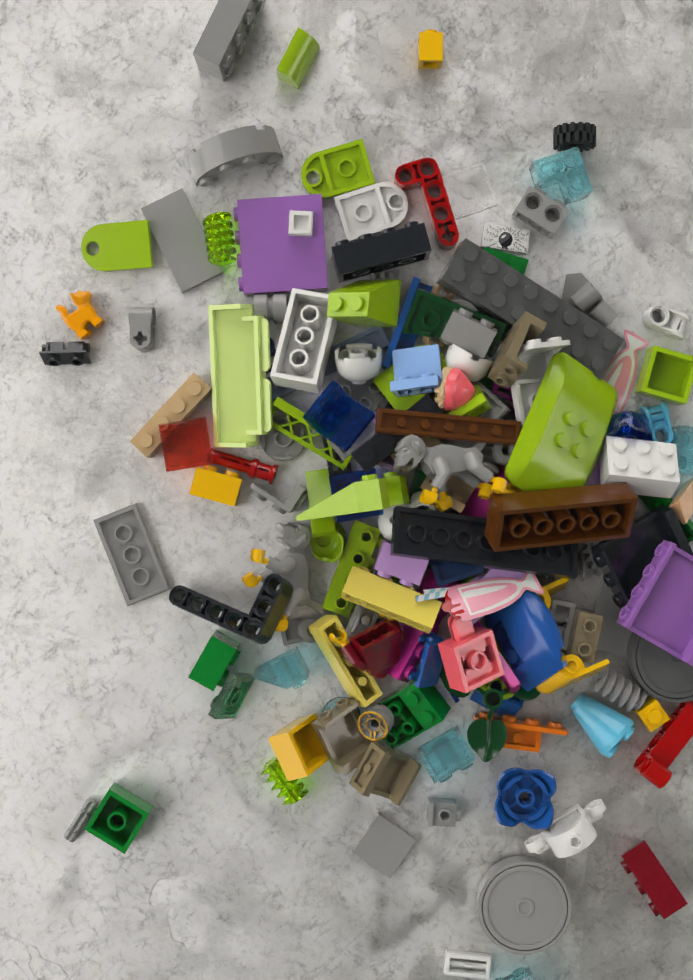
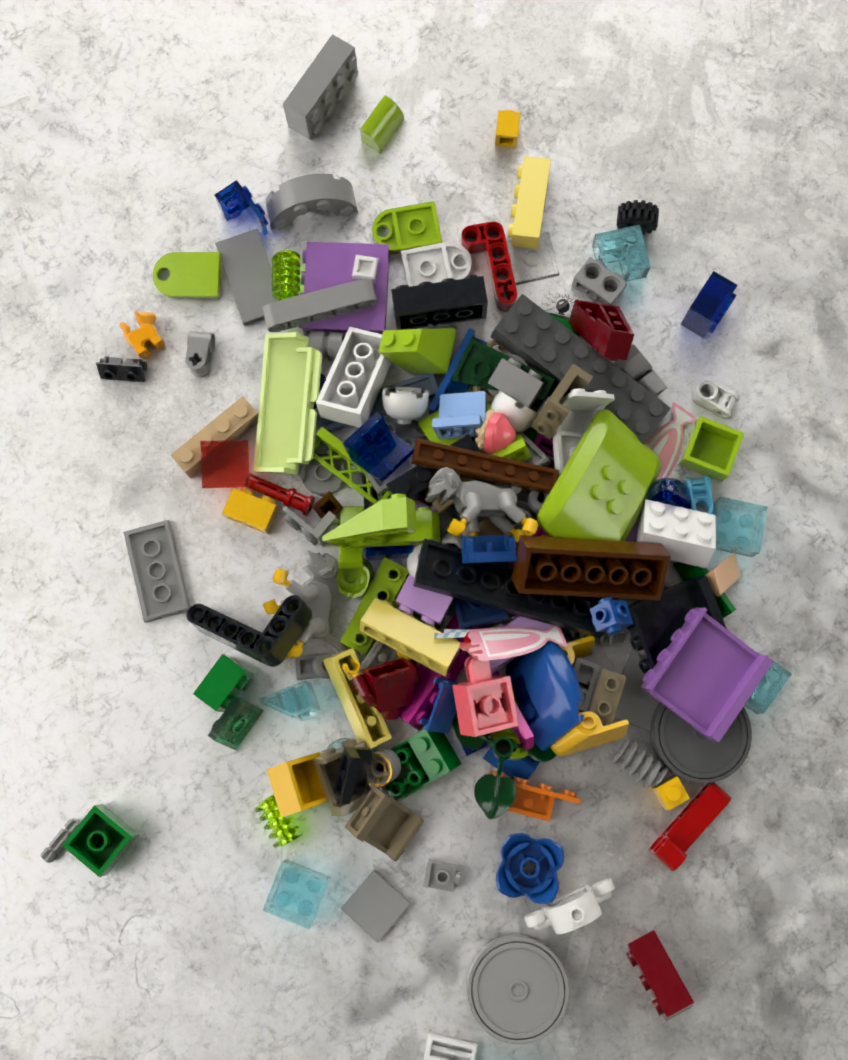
camera: 10 degrees right, 10 degrees down
(154, 162) = (235, 199): none -> clear blue bracket
(259, 269) = (319, 305): none -> light grey beam
(292, 475) = (325, 504): none -> reddish brown slope
(310, 845) = (296, 893): none -> clear light blue piece
(350, 733) = (352, 773): none -> black panel
(446, 755) = (451, 811): clear light blue brick -> none
(460, 510) = (488, 549): none -> blue hinge
(463, 131) = (530, 202): none -> light yellow brick
(550, 264) = (602, 328): none -> dark red wedge
(584, 560) = (611, 616): none -> blue brick
(602, 724) = (618, 797): medium azure cone -> none
(655, 224) = (710, 305): none -> clear blue brick

